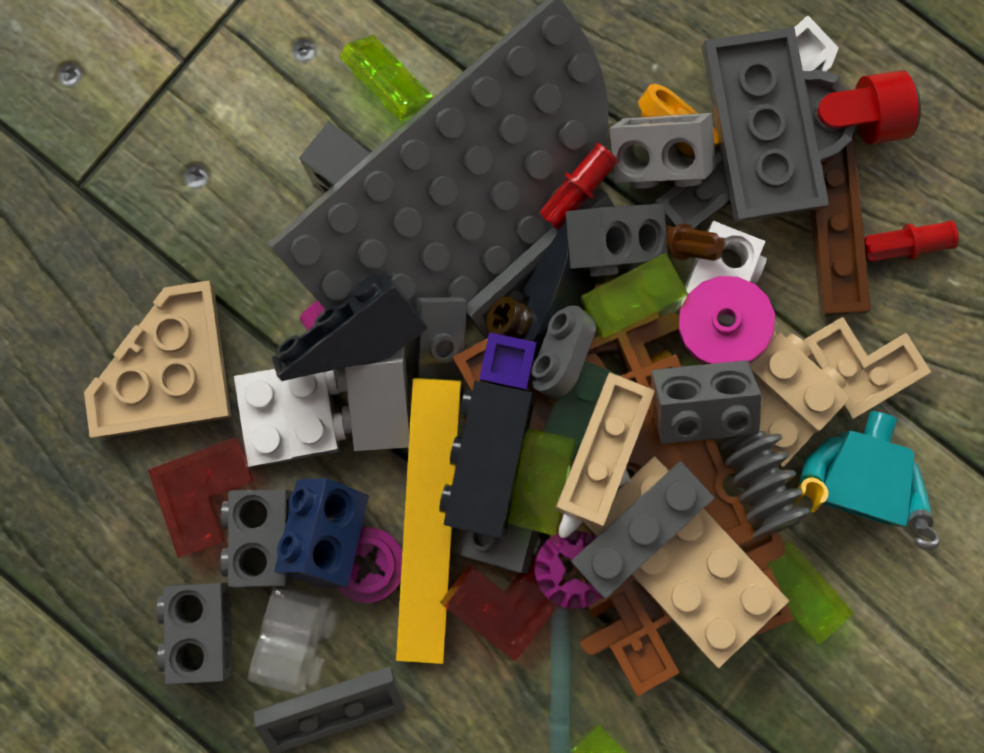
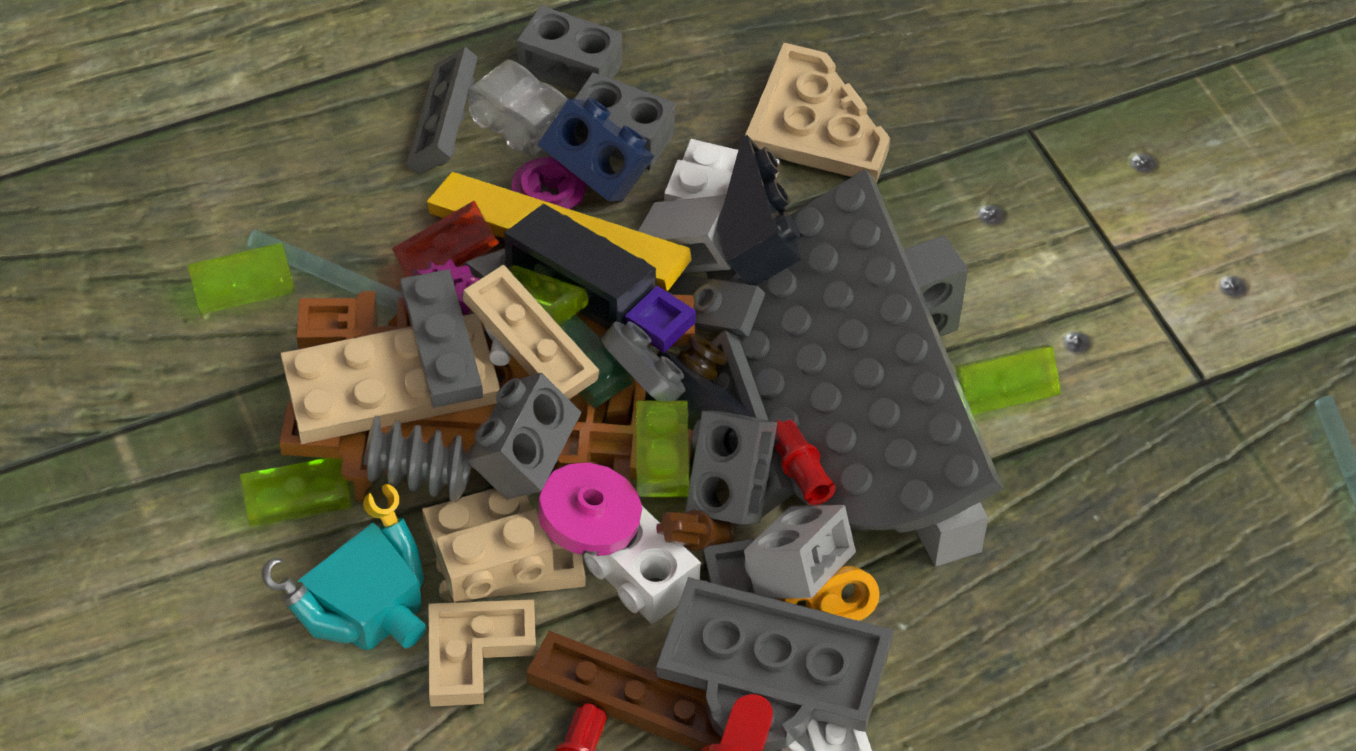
camera: 115 degrees right, 30 degrees down
(186, 491) = (698, 94): clear red plate -> none

